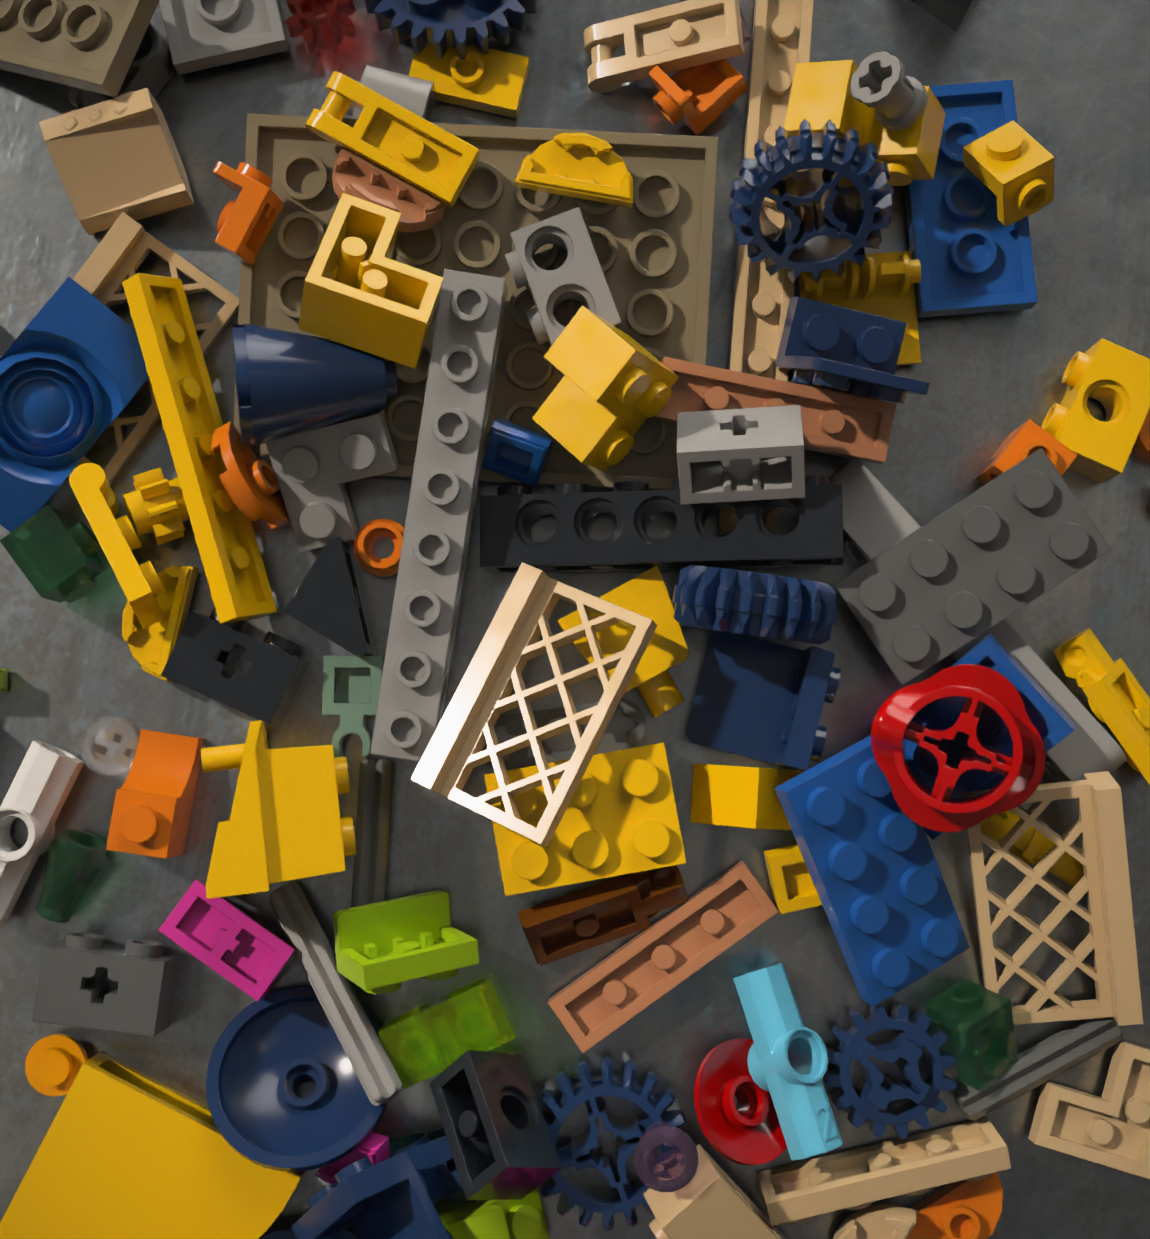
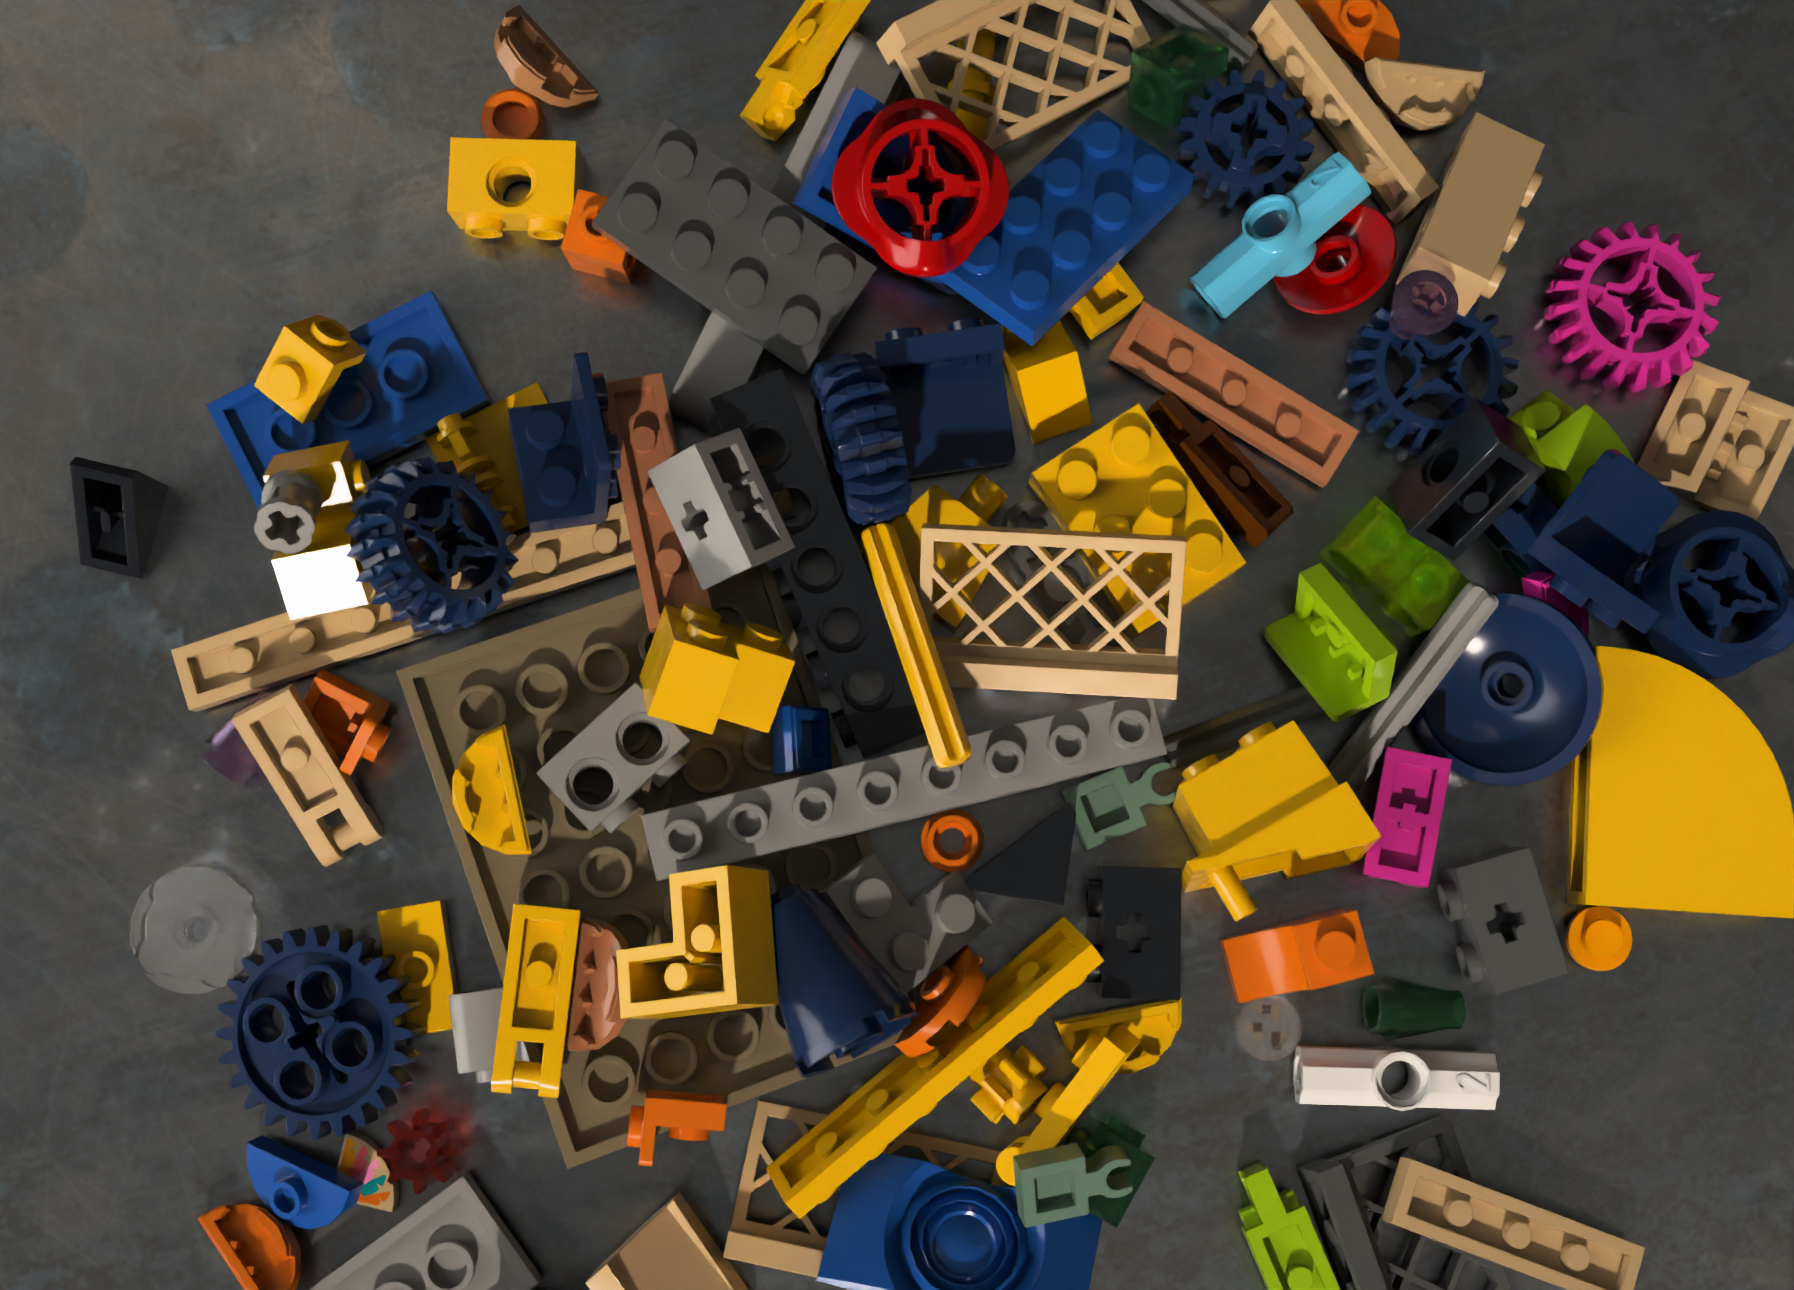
camera: 110 degrees left, 0 degrees up
(53, 505) = (1059, 1180): none -> sand green plate
(552, 573) = (915, 646): none -> yellow axle

